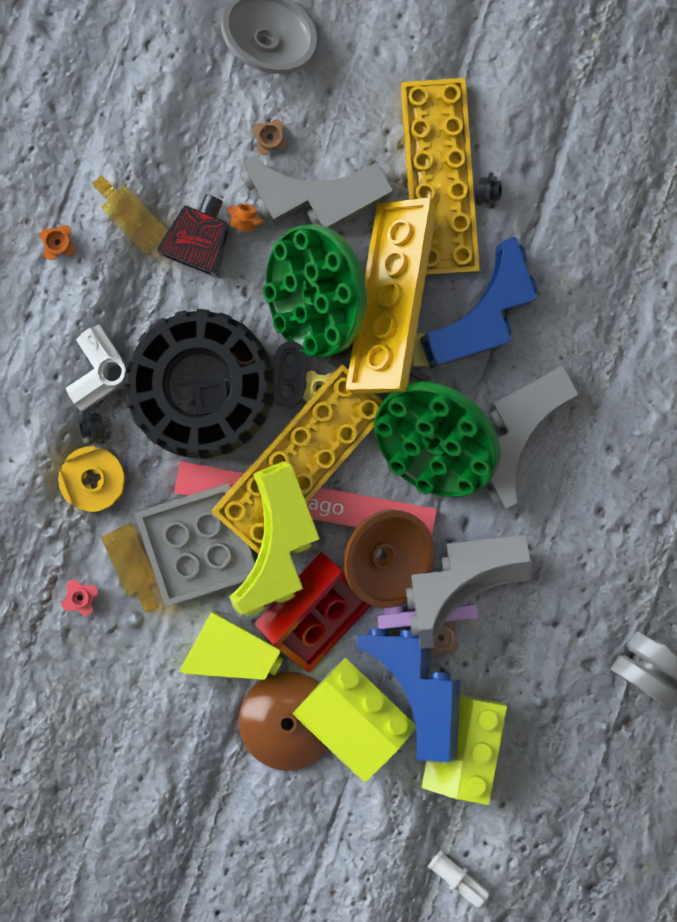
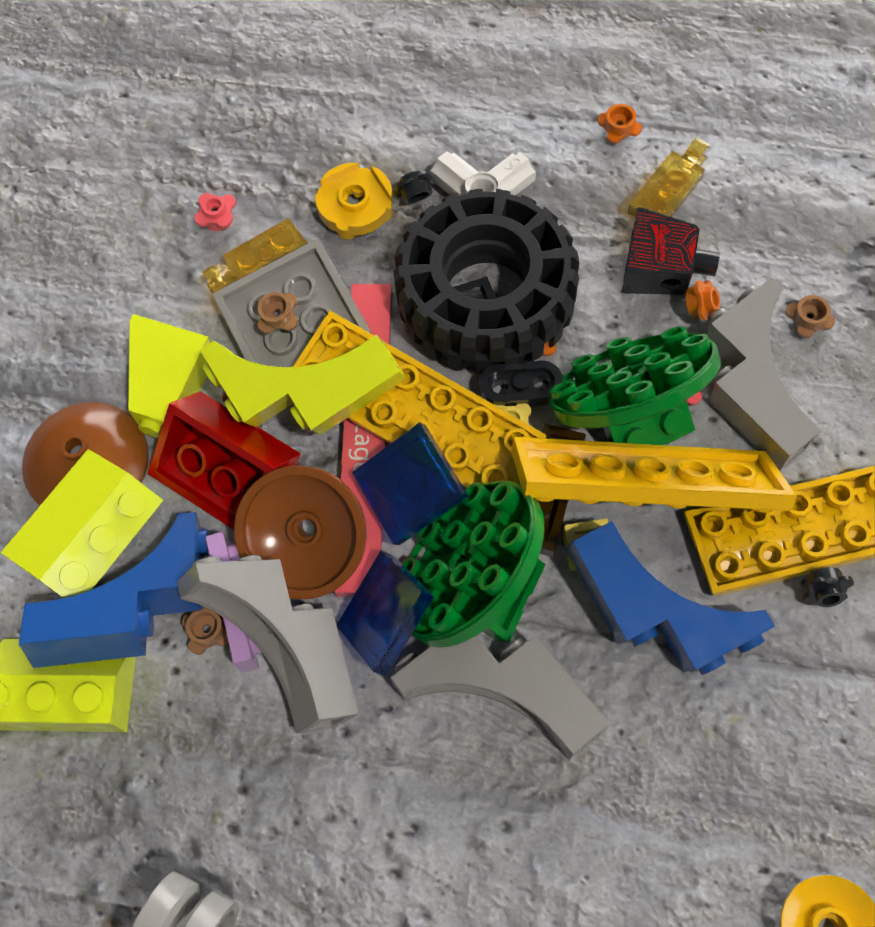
camera: 85 degrees right, 20 degrees down
(193, 547) = (276, 302): none -> medium nougat plate
(364, 472) = (409, 484): none -> clear blue tile
(459, 506) = (384, 612): none -> clear blue tile

